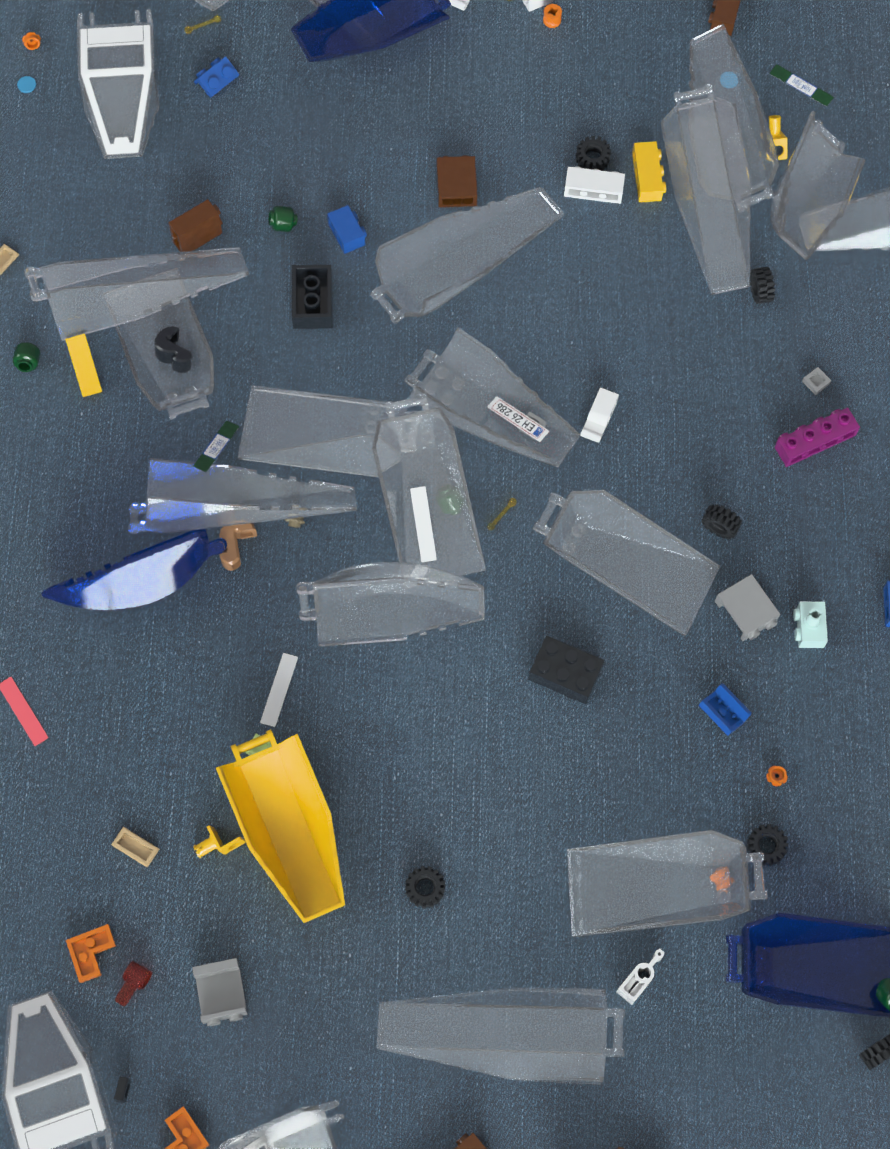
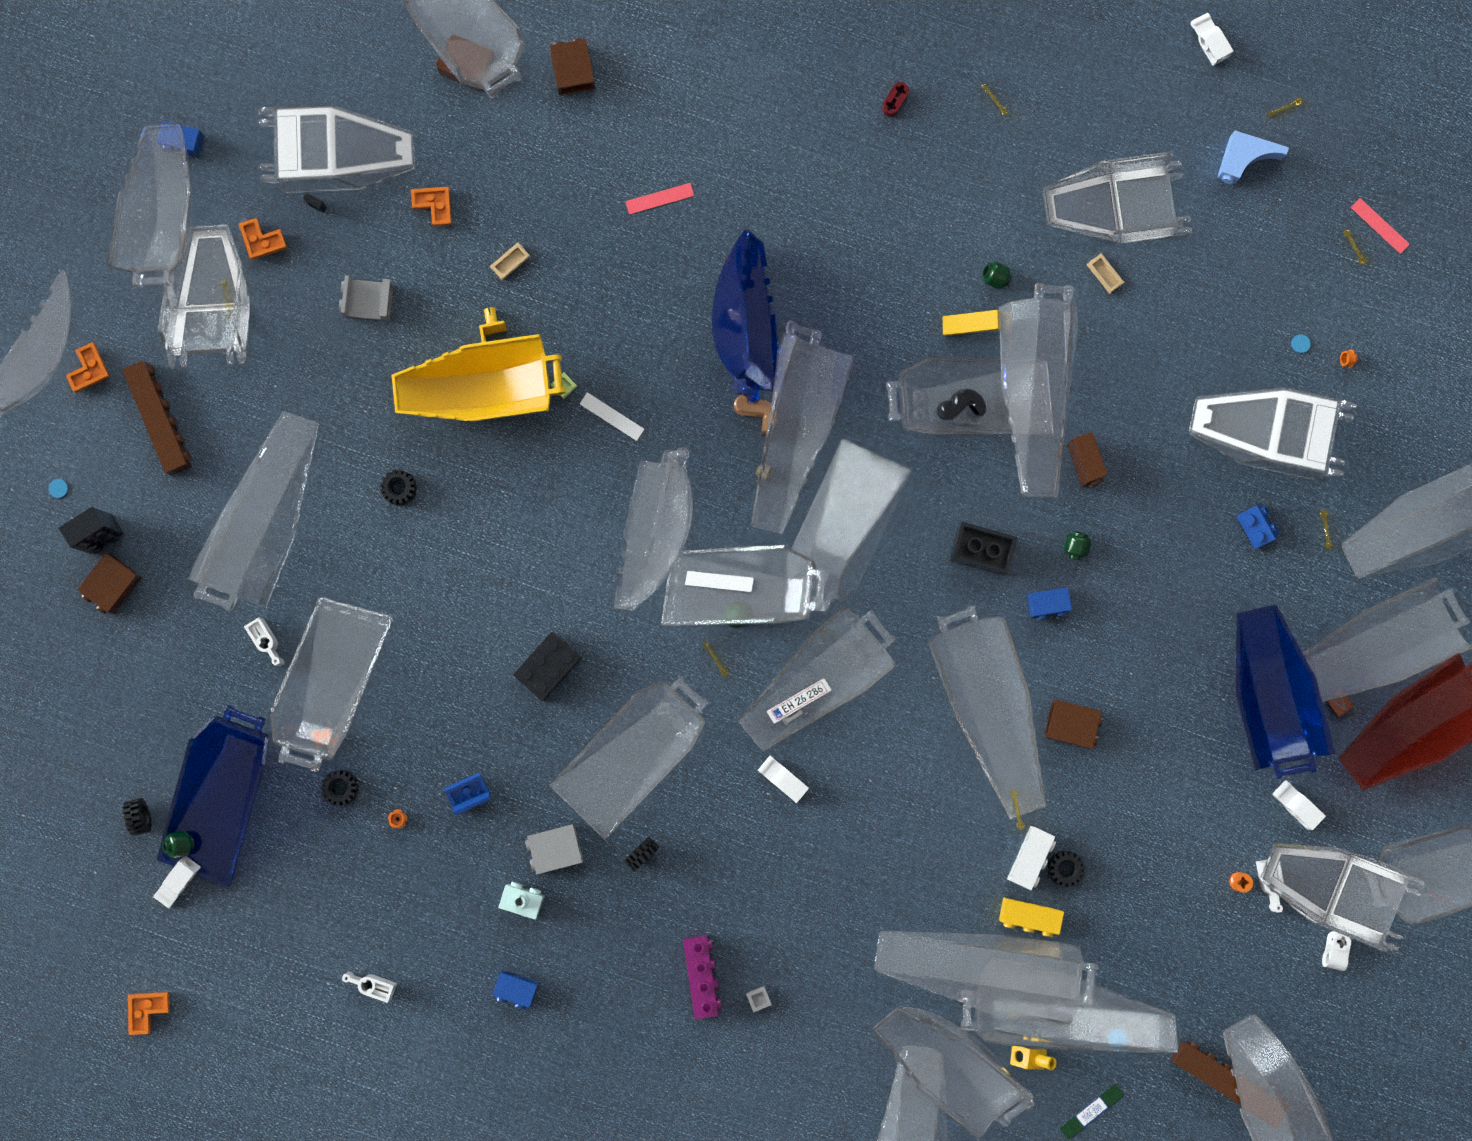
camera: 105 degrees right, 15 degrees up
(135, 978) = (398, 233): clear red axle -> none
(216, 446) = (855, 420): sticker -> none
(567, 202) = (1020, 825): none -> clear yellow hinge
(762, 285) = (871, 982): black tyre -> none

